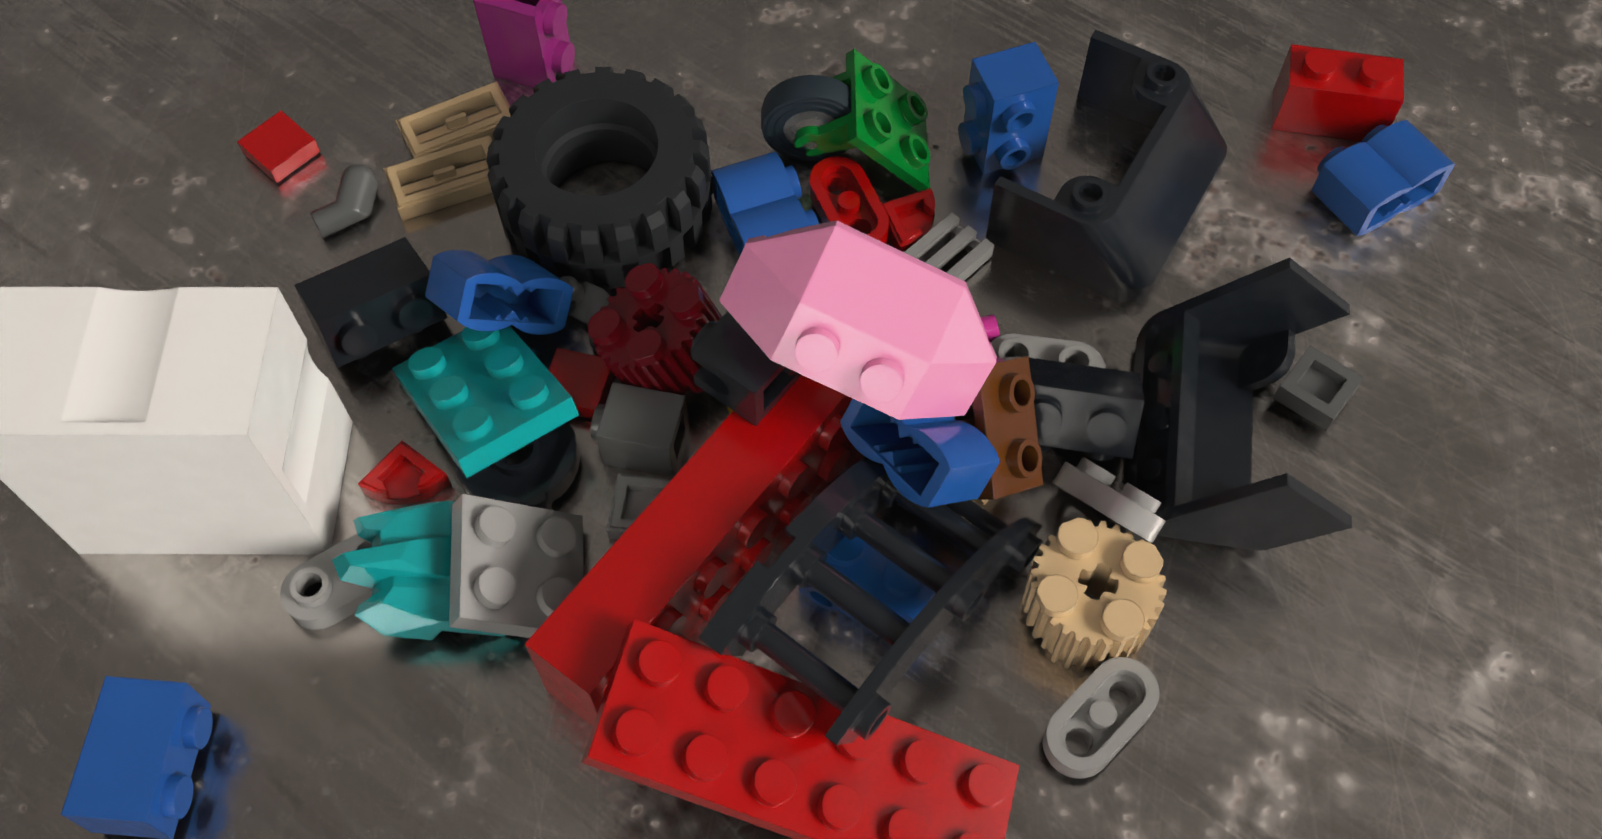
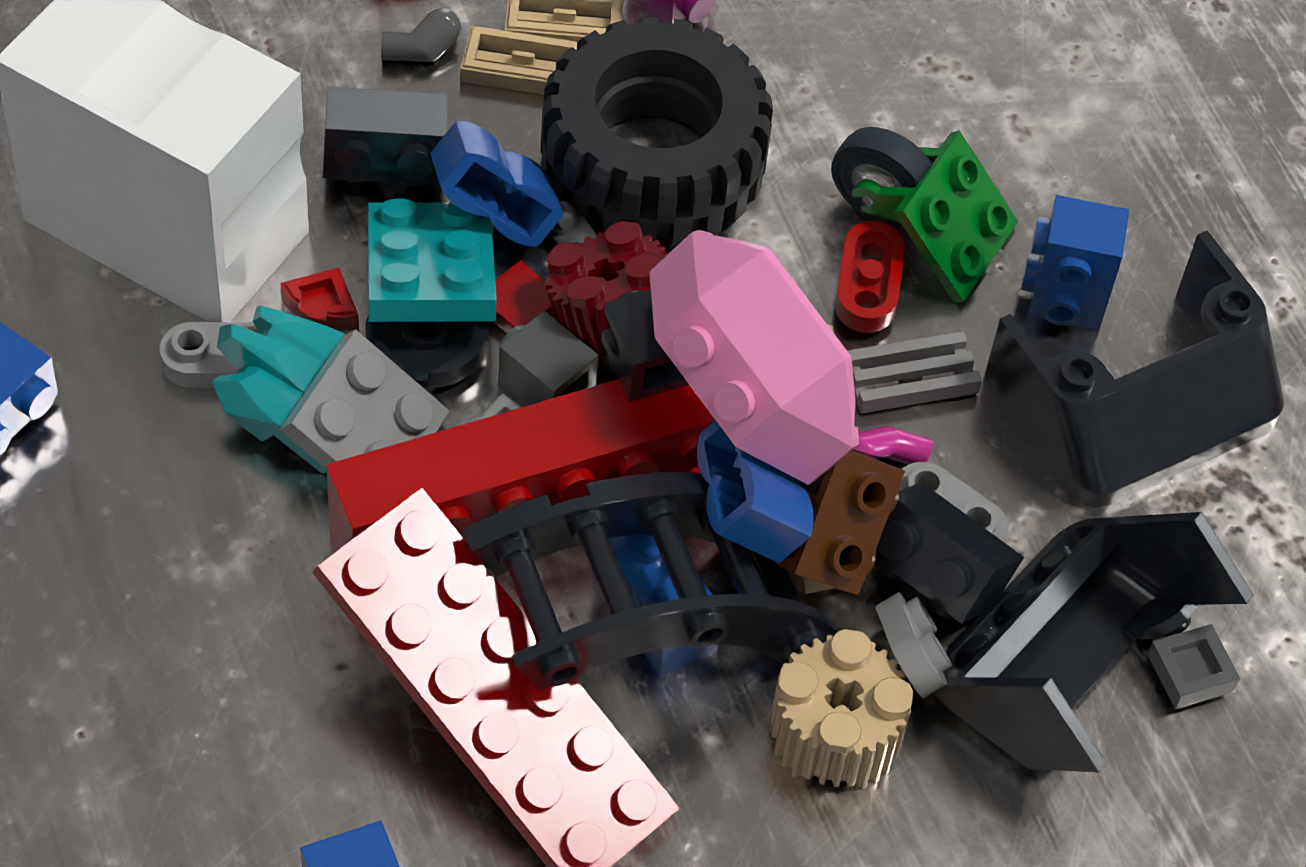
camera: 25 degrees right, 5 degrees down
(759, 199) = (793, 224): blue brick -> none
(910, 218) = (923, 316): red tile -> none
(1099, 720) = (773, 809): light grey plate -> none

